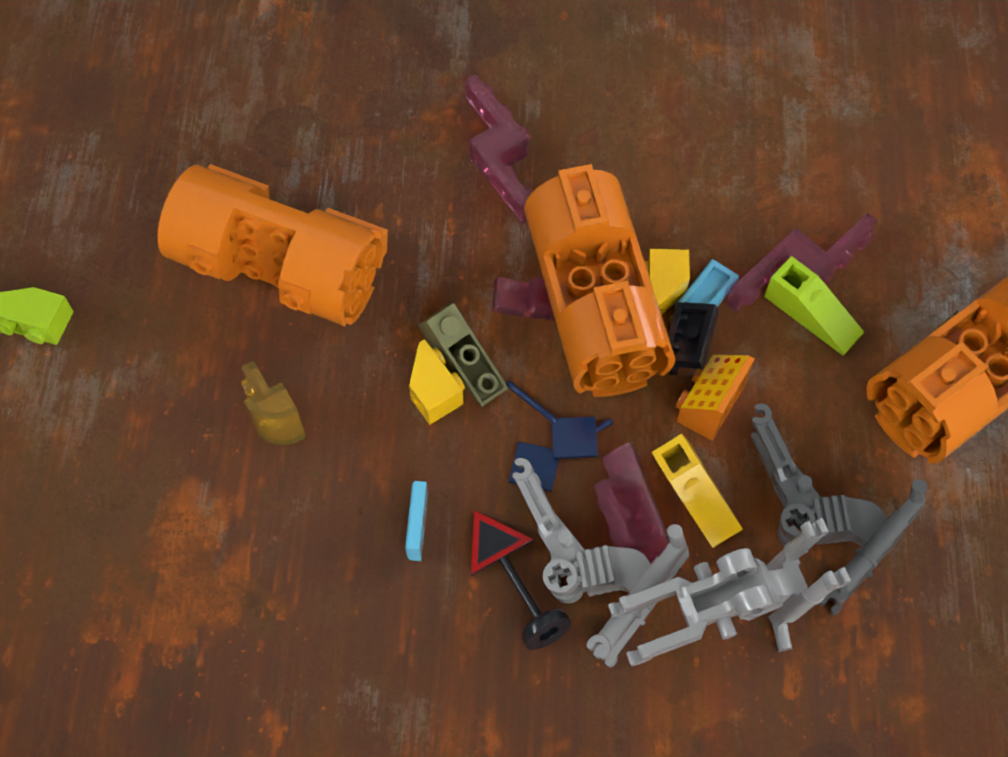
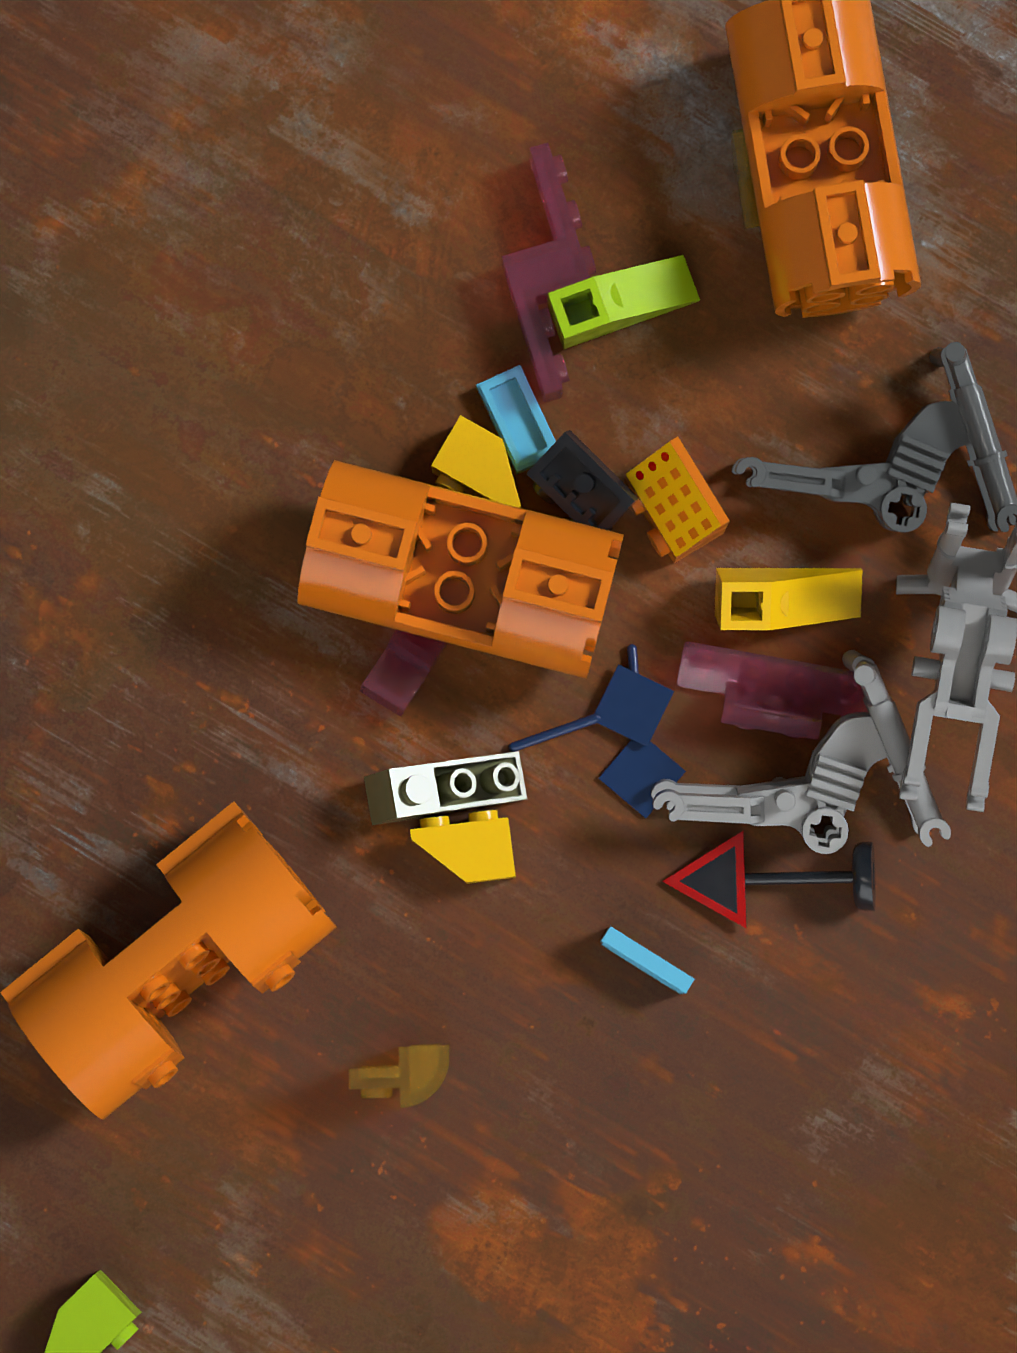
camera: 60 degrees left, 20 degrees up
(499, 146) = (153, 572): clear pink bracket -> none

